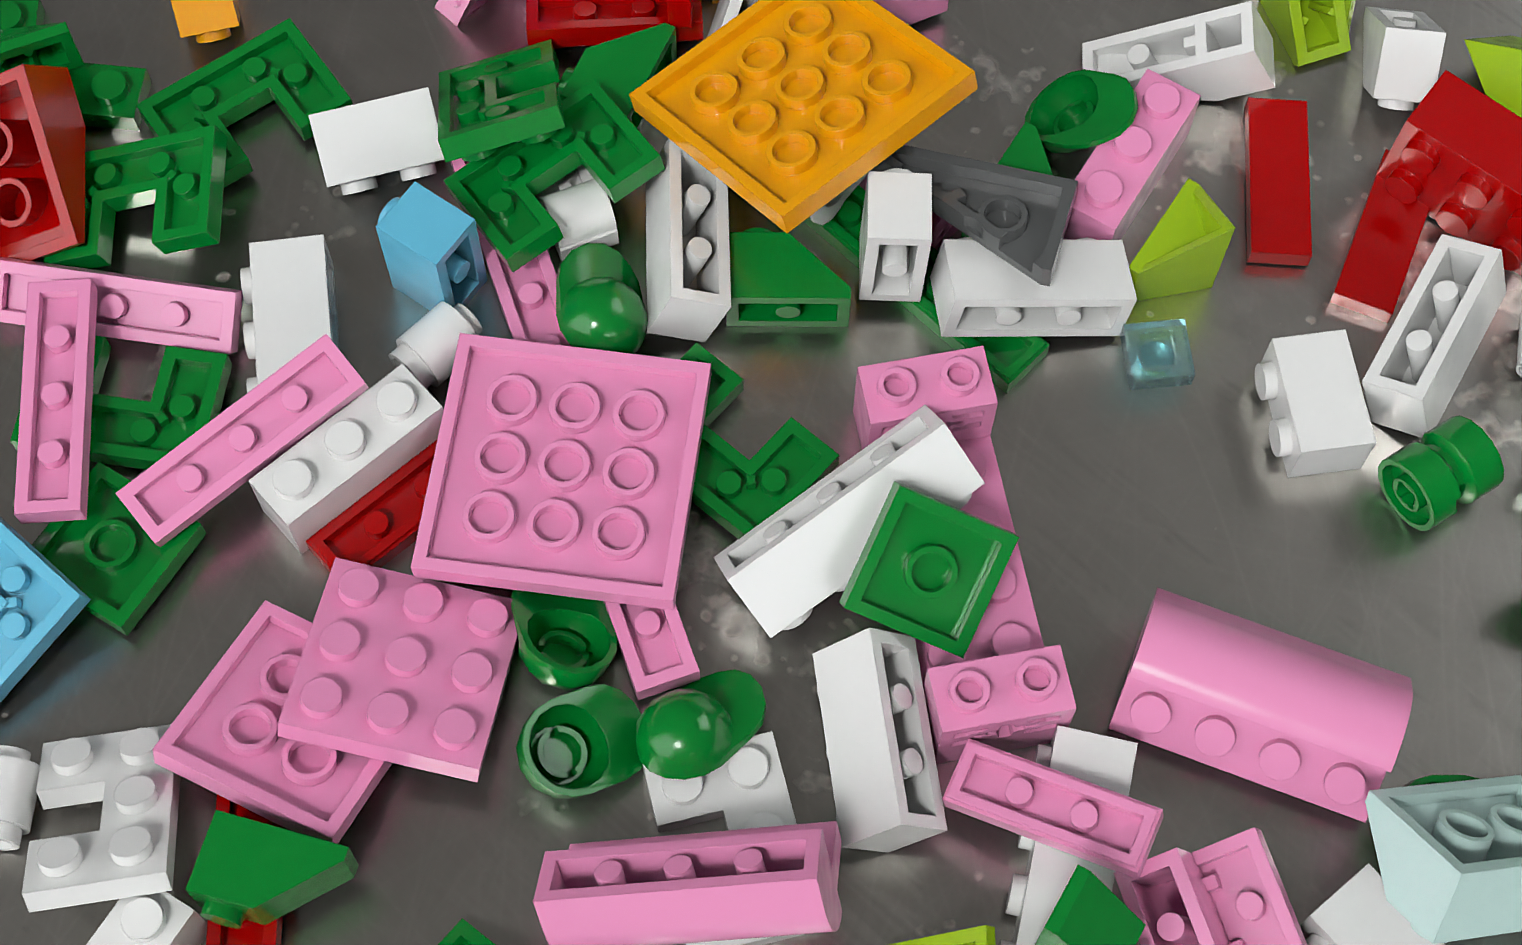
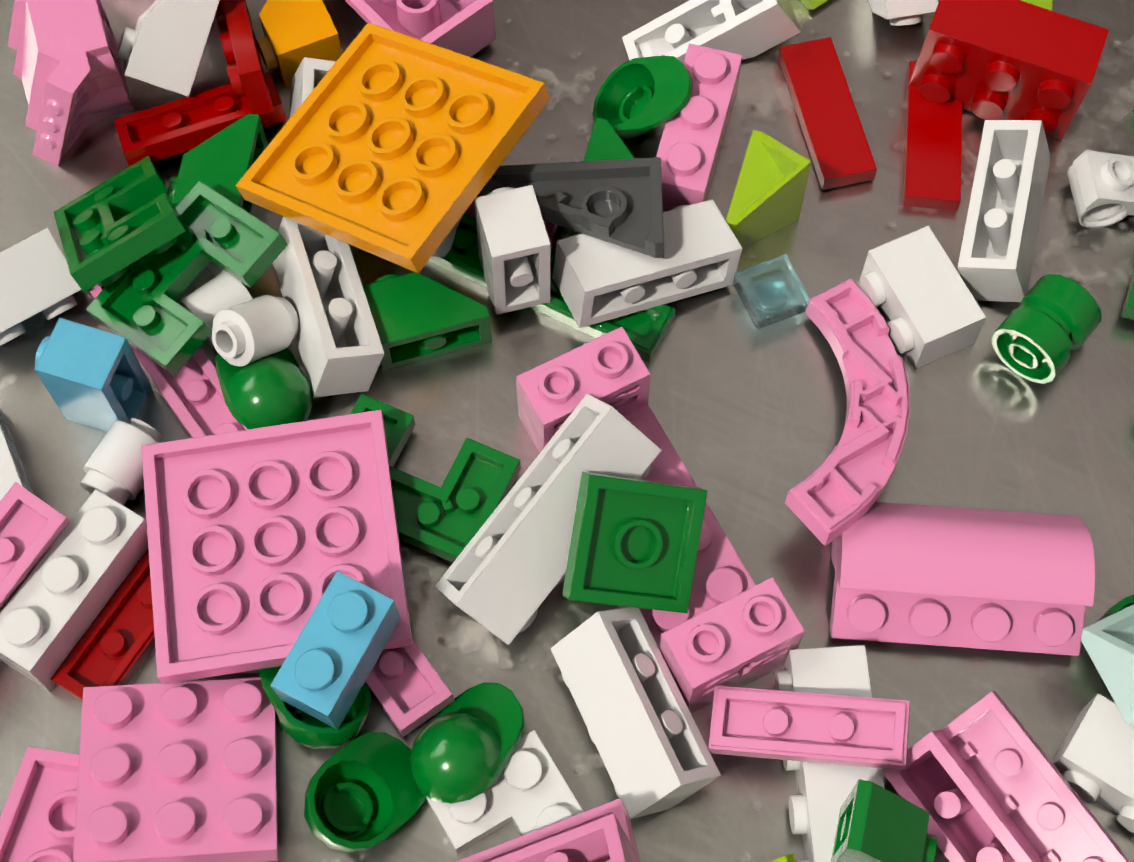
camera: 15 degrees left, 0 degrees up
(594, 589) = (336, 650): none -> medium azure brick
(606, 247) = (254, 329): none -> white brick
(1225, 512) = (875, 417): none -> bright pink tile

